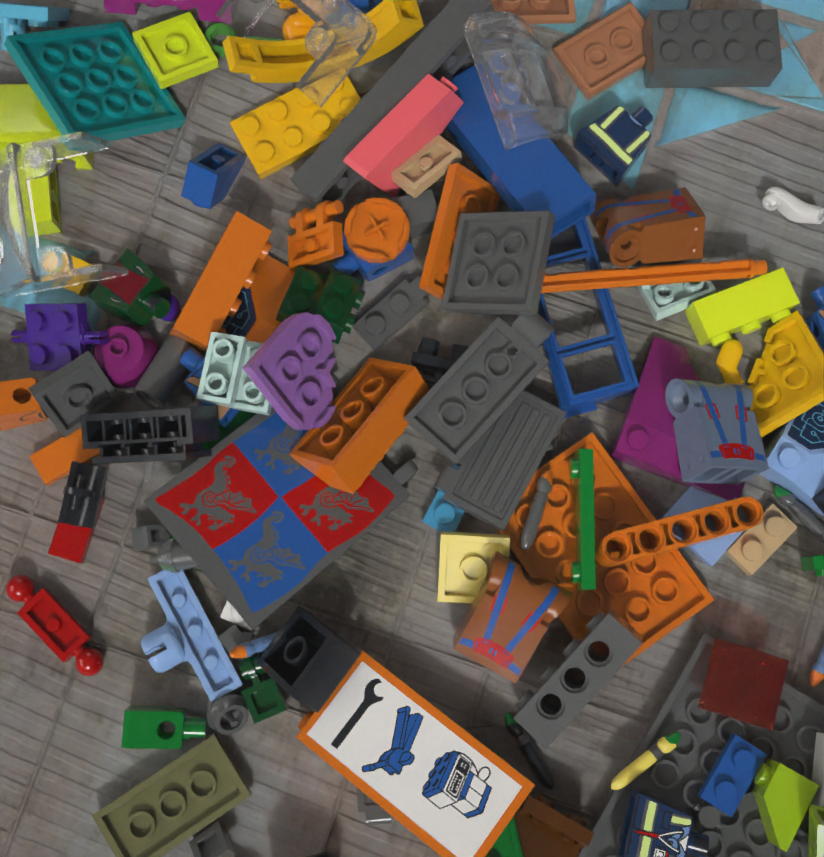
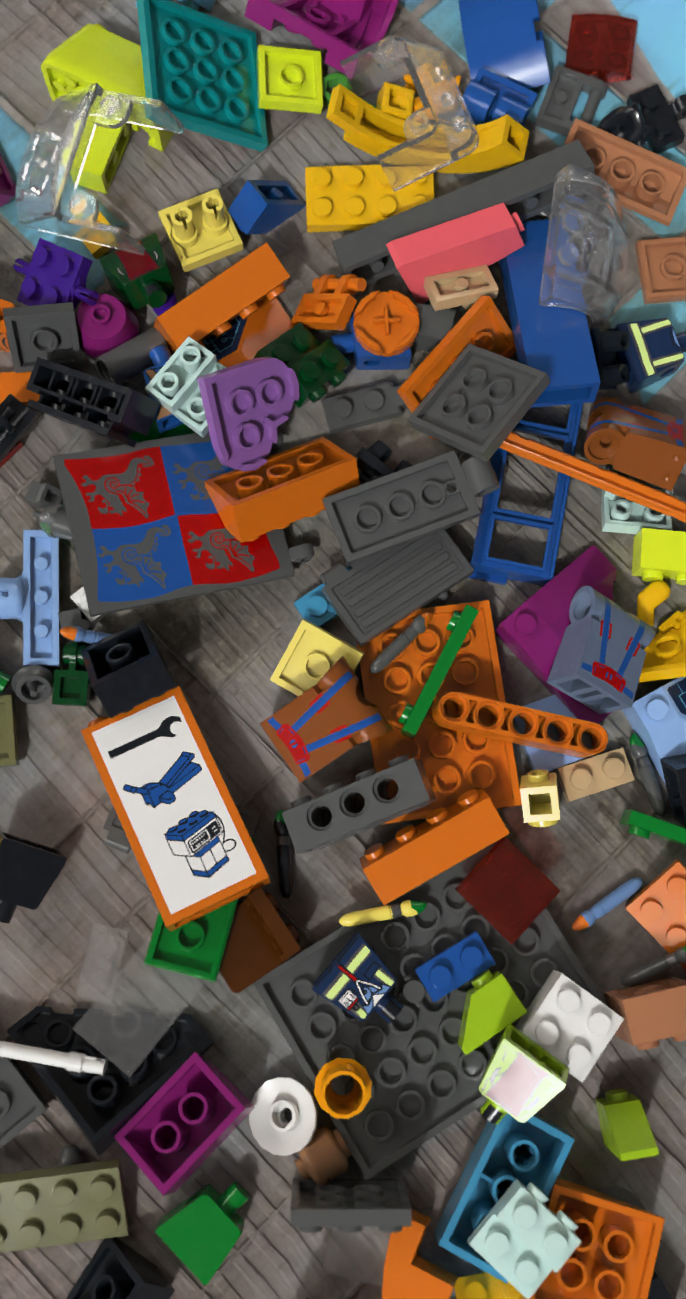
camera: 20 degrees right, 0 degrees up
(165, 225) = (200, 230): none -> light yellow plate
(281, 25) = (395, 100): none -> yellow slope
(578, 155) = (605, 345): none -> black hips
(658, 677) = (433, 845): none -> orange brick
(728, 586) = (540, 798): none -> light yellow brick

